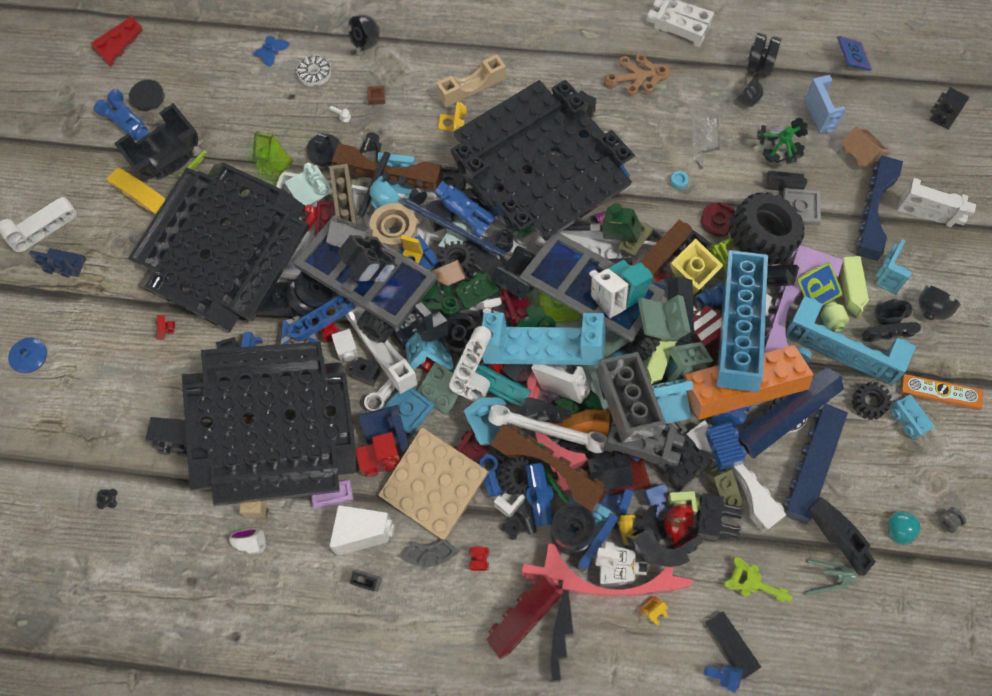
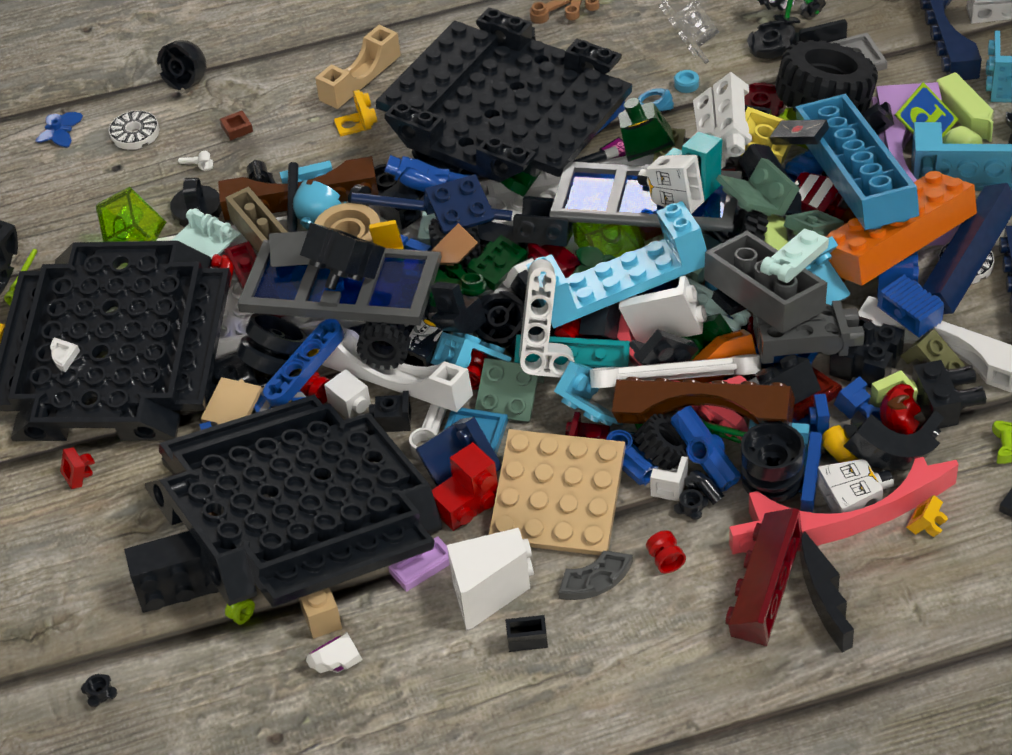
camera: 20 degrees left, 20 degrees down
(181, 246) = (63, 353): none -> white tile
(269, 324) = (231, 401): none -> tan piece
(467, 242) = (458, 202): none -> dark blue bracket
(506, 237) = (502, 199): black wheel -> none
(607, 556) = (834, 470): white tile -> none
(650, 194) = (664, 103): none -> dark azure piece
(656, 392) = (795, 255): none -> light aqua plate
(670, 246) = (725, 115): none -> white hips
(717, 279) = (799, 132): none -> black tile
(752, 170) = (771, 39): none -> black tile

